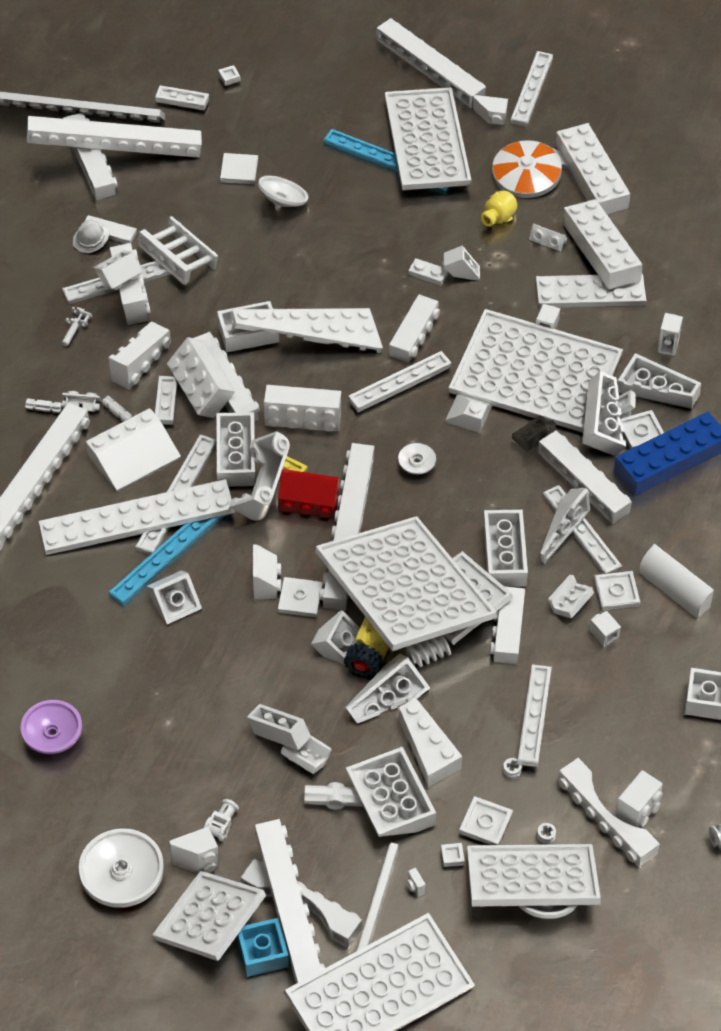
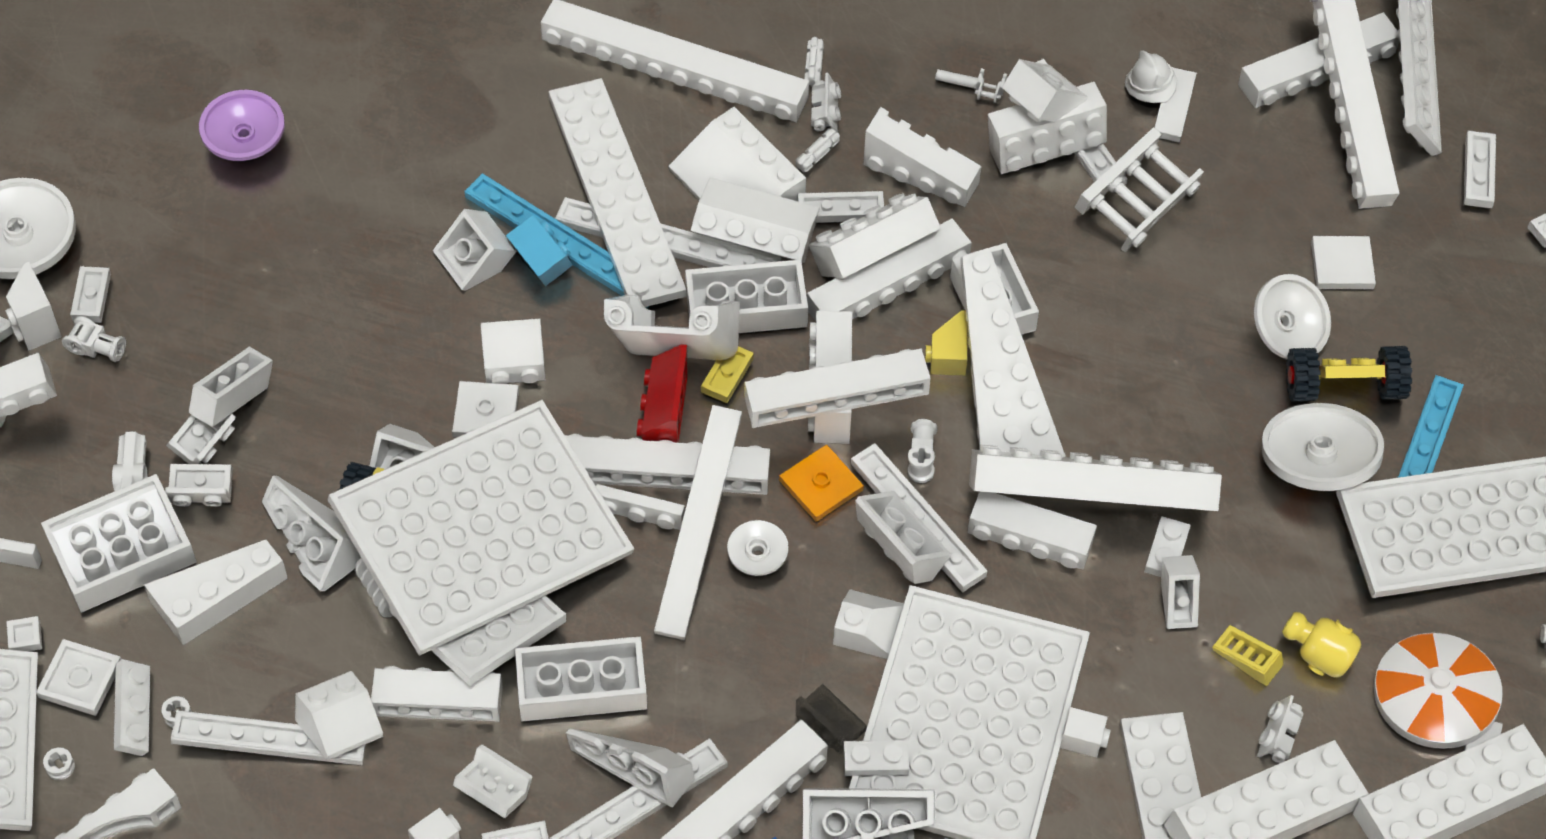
camera: 85 degrees right, 5 degrees up
(177, 438) = (755, 219): none -> white slope
(179, 823) = (91, 293): none -> white plate
(183, 556) = (539, 250): none -> medium azure brick
(280, 353) = (949, 347): none -> light yellow slope
(325, 157) = (1391, 371): none -> black plate
(328, 391) = (836, 387): none -> white brick
(345, 752) = (200, 484): none -> white bracket
(355, 374) = (921, 454): none -> white connector
(370, 427) = (821, 483): none -> light orange plate
(372, 190) = (1322, 446): none -> white dish
(384, 515) = (643, 508): none -> white plate
(391, 289) = (1095, 480): none -> white brick
(400, 482) = (698, 523): none -> white tile
(419, 385) = (901, 535): none -> white slope
(499, 237) = (1265, 665): none -> light yellow slope
(510, 789) = (132, 707): none -> white plate
(525, 672) = (337, 715): none -> white slope
(563, 410) = (876, 758): none -> white plate

